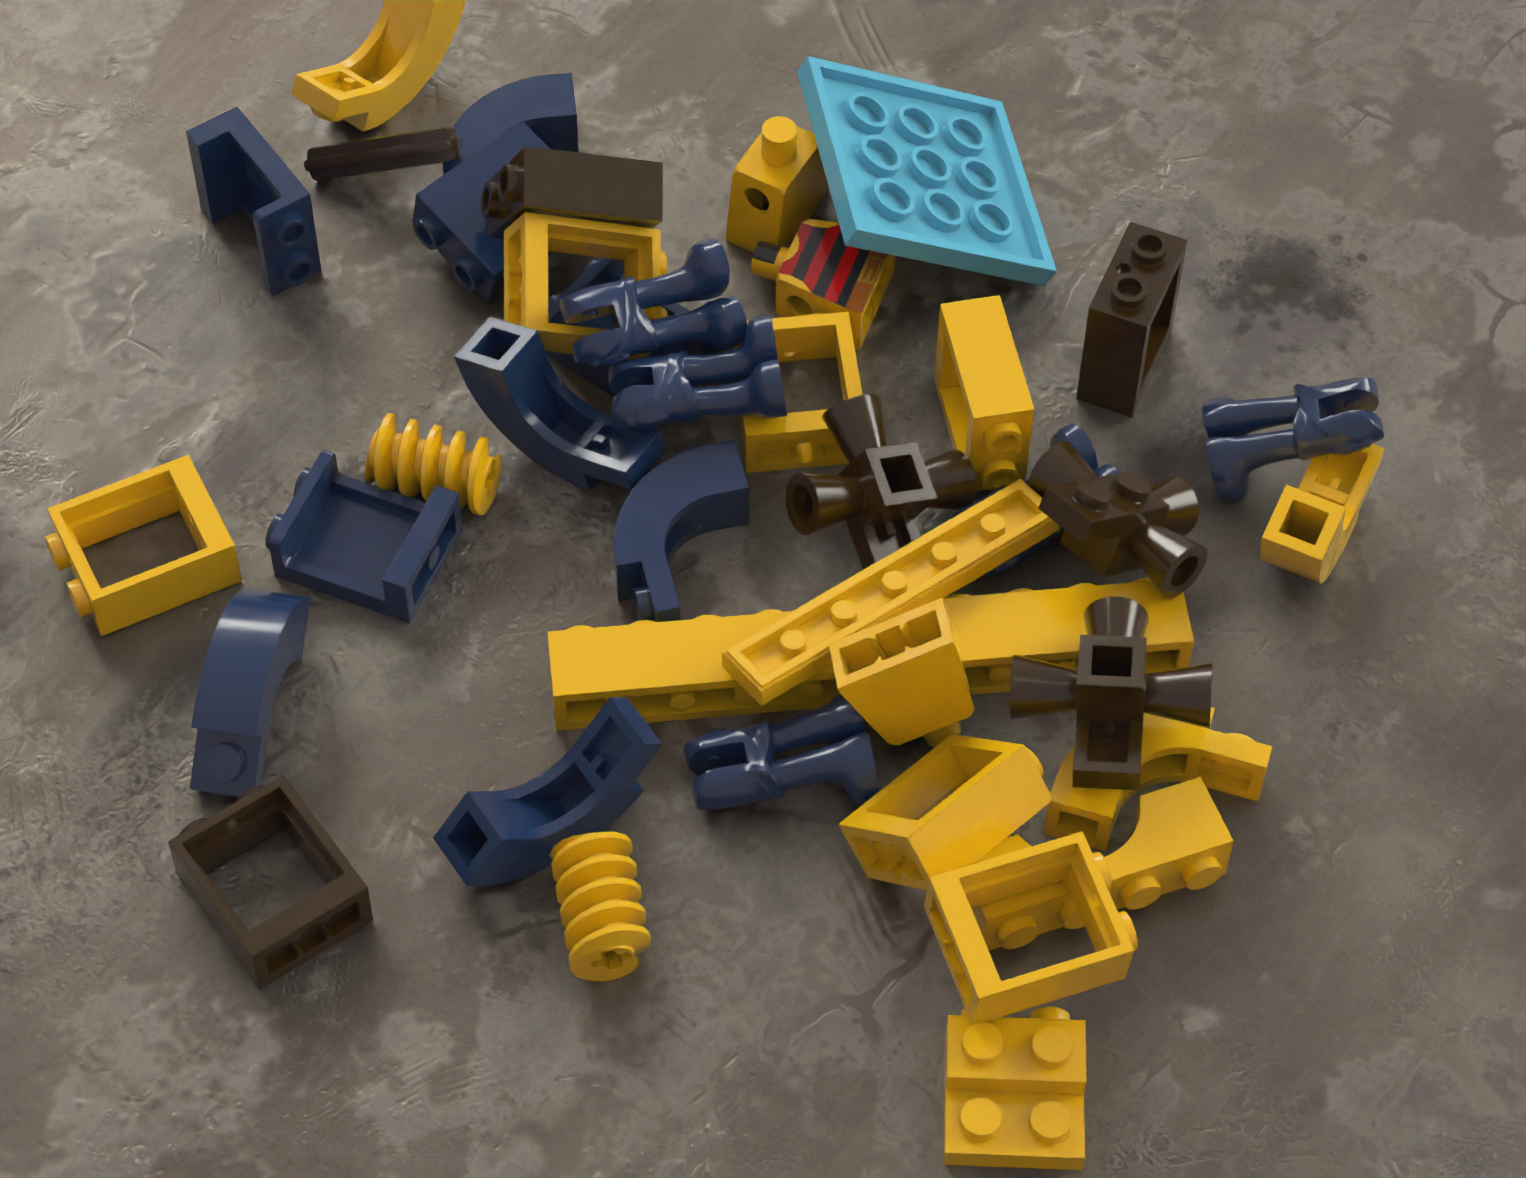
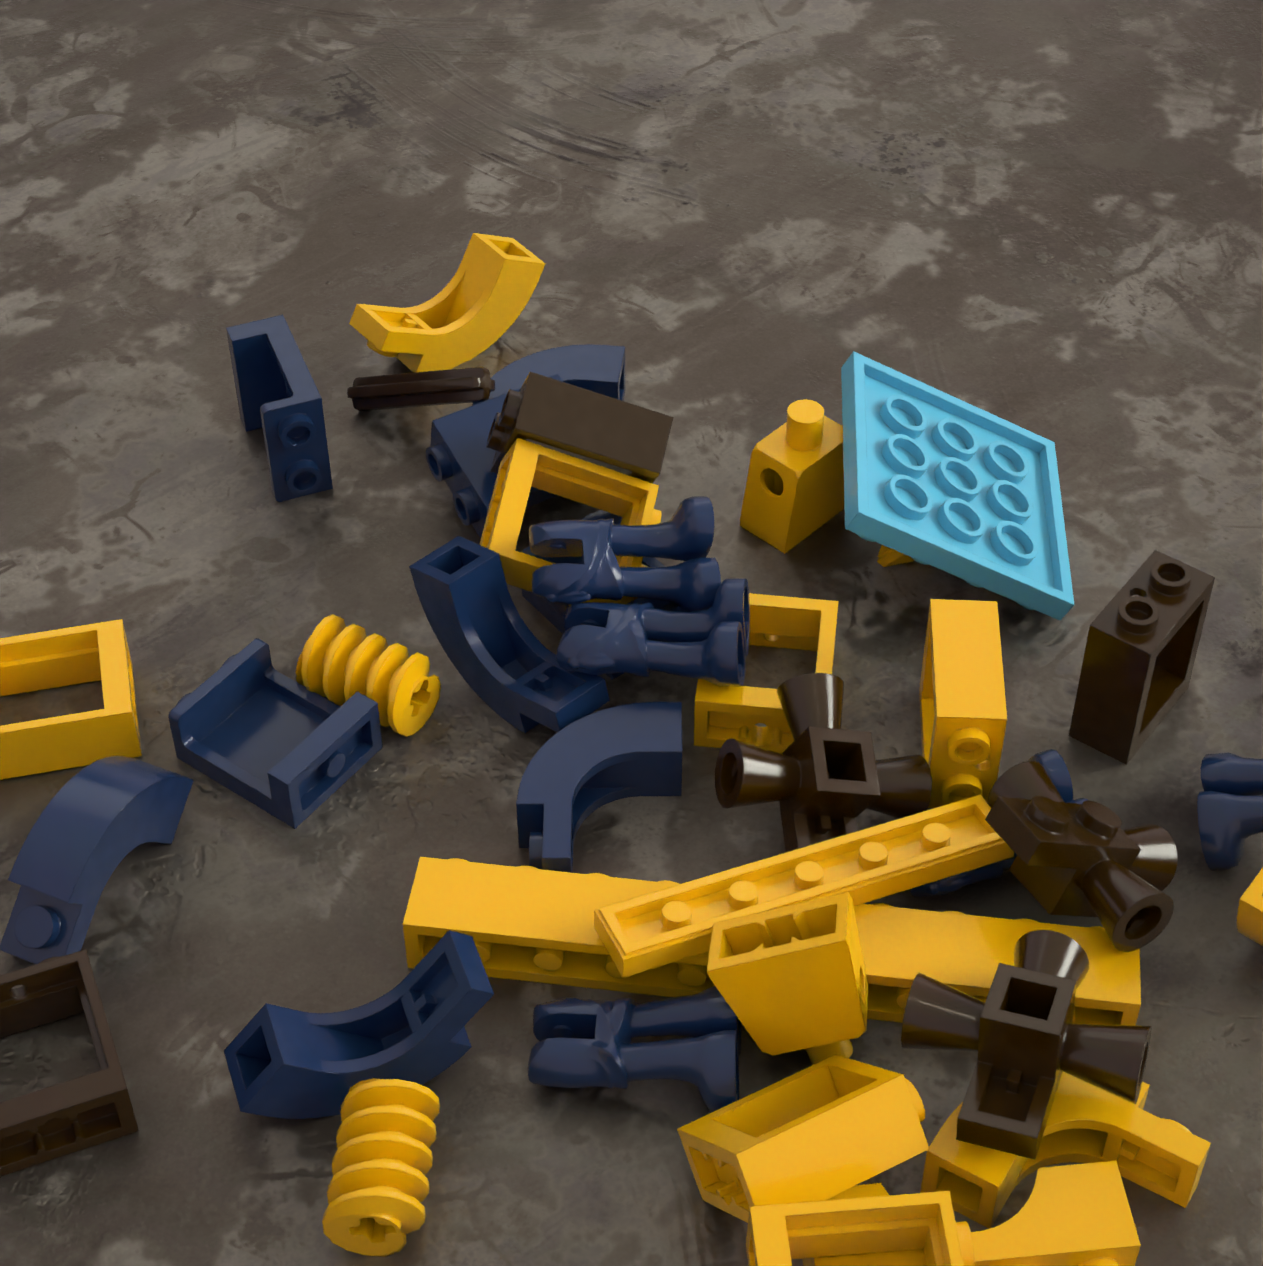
camera: 15 degrees right, 10 degrees down
(825, 275) = (834, 565): torso -> none

